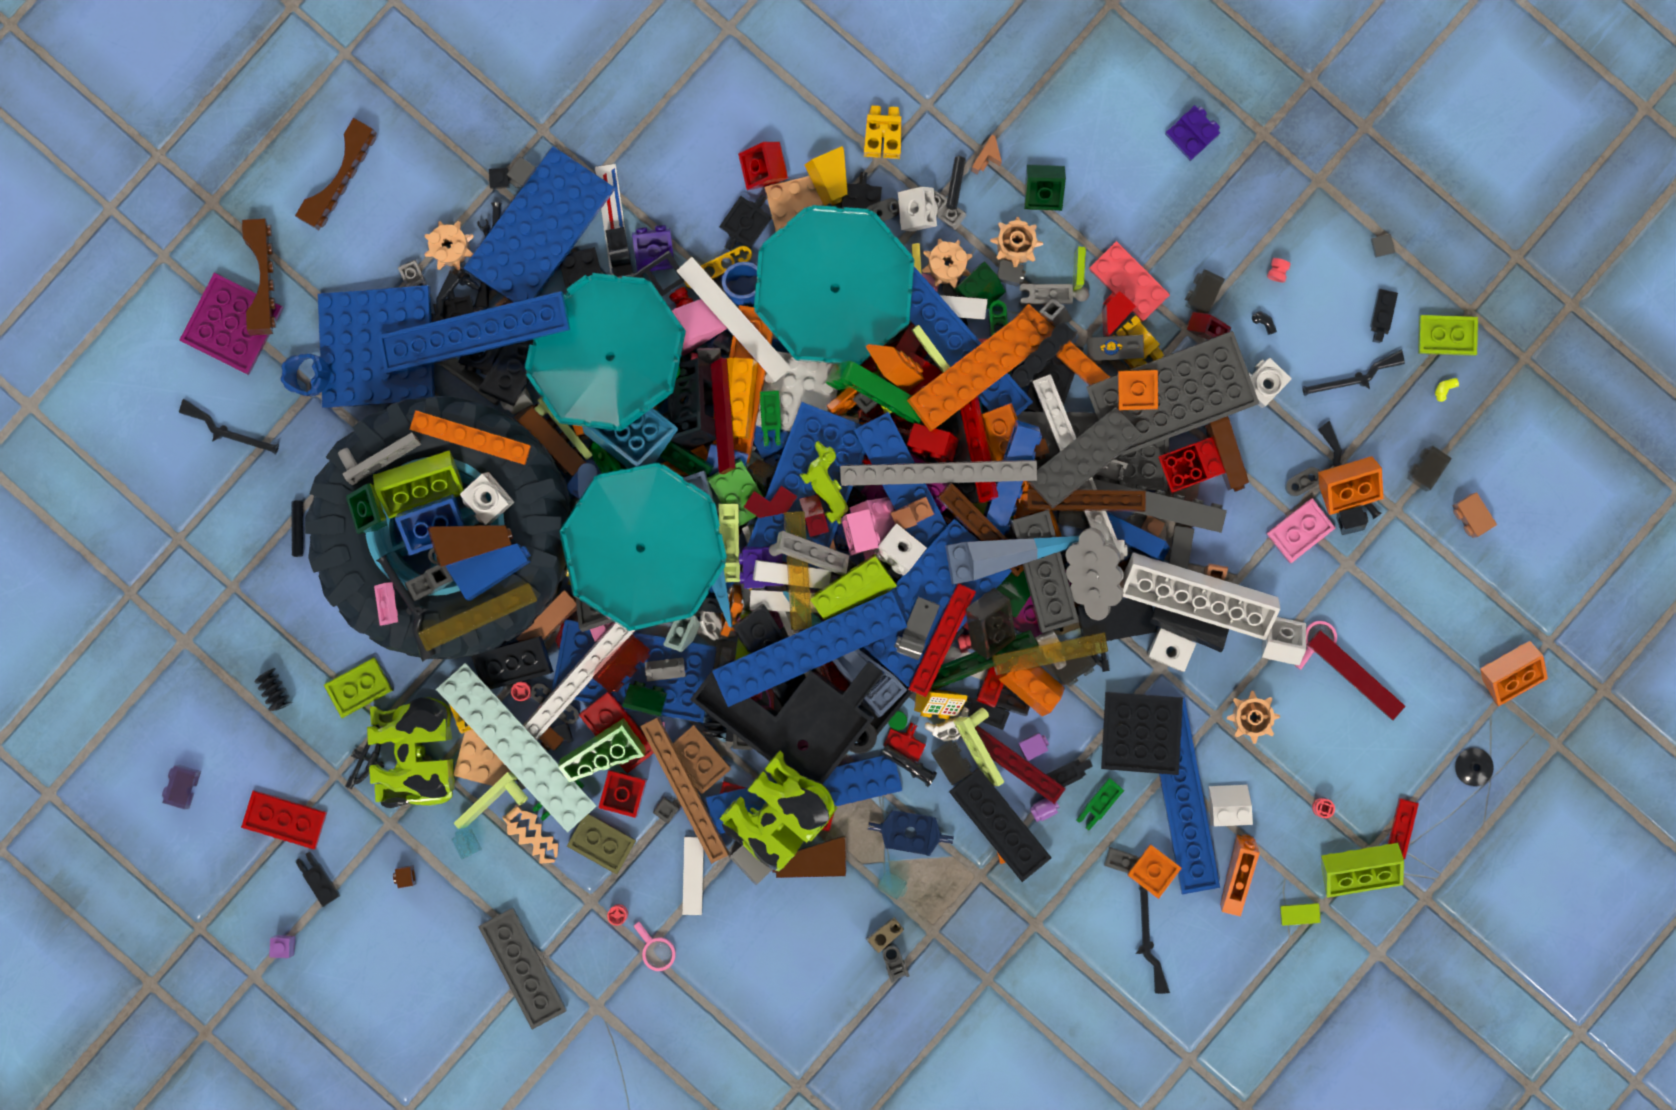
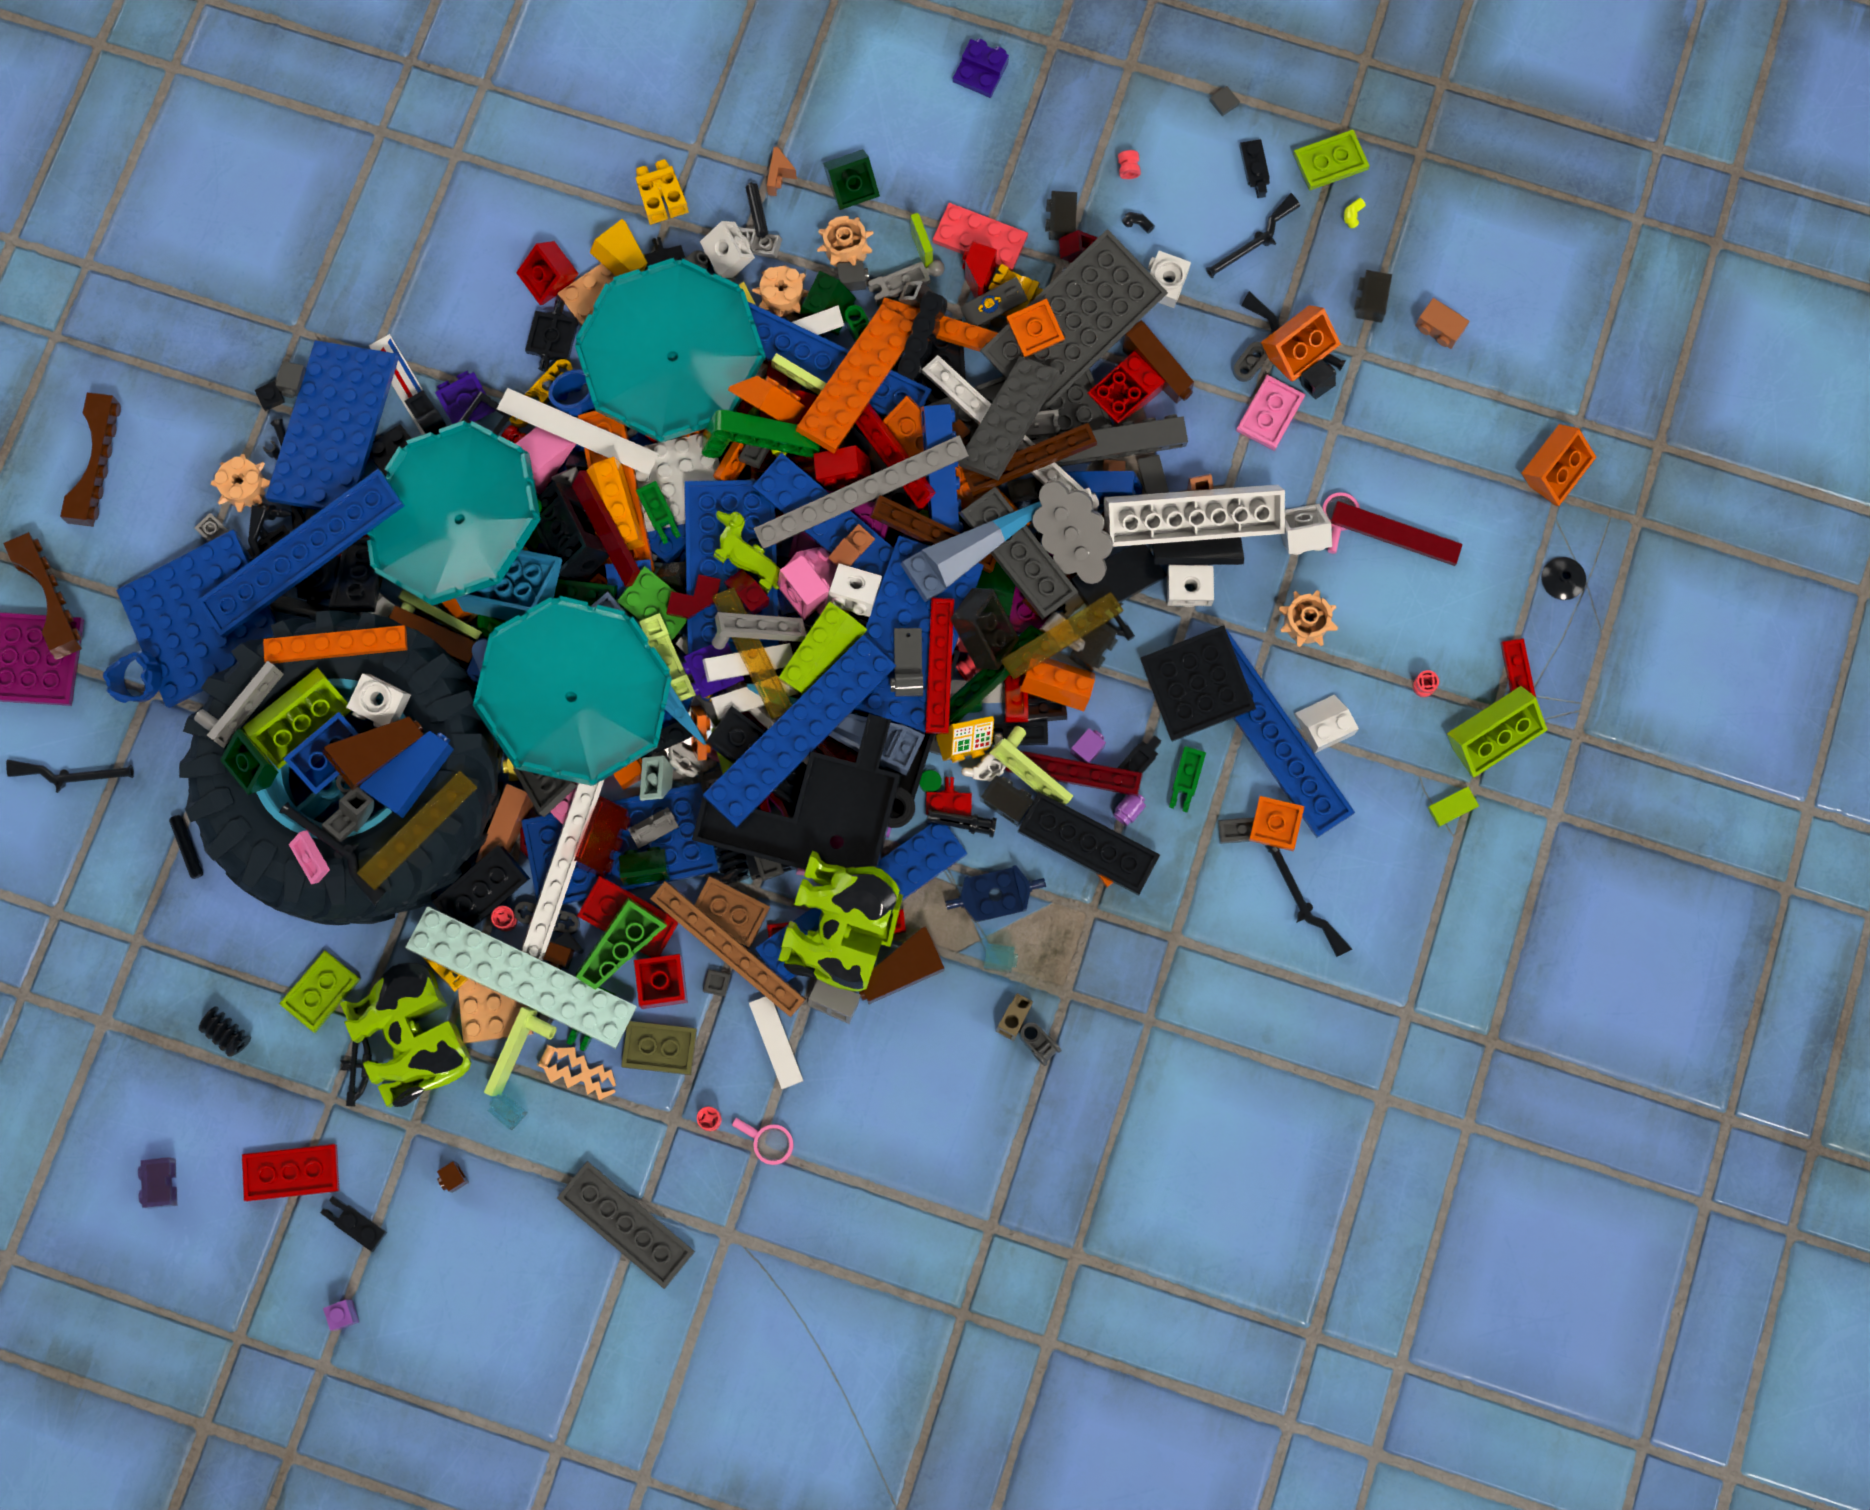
camera: 20 degrees left, 10 degrees down
(1239, 874) = (1369, 790): orange slope -> none

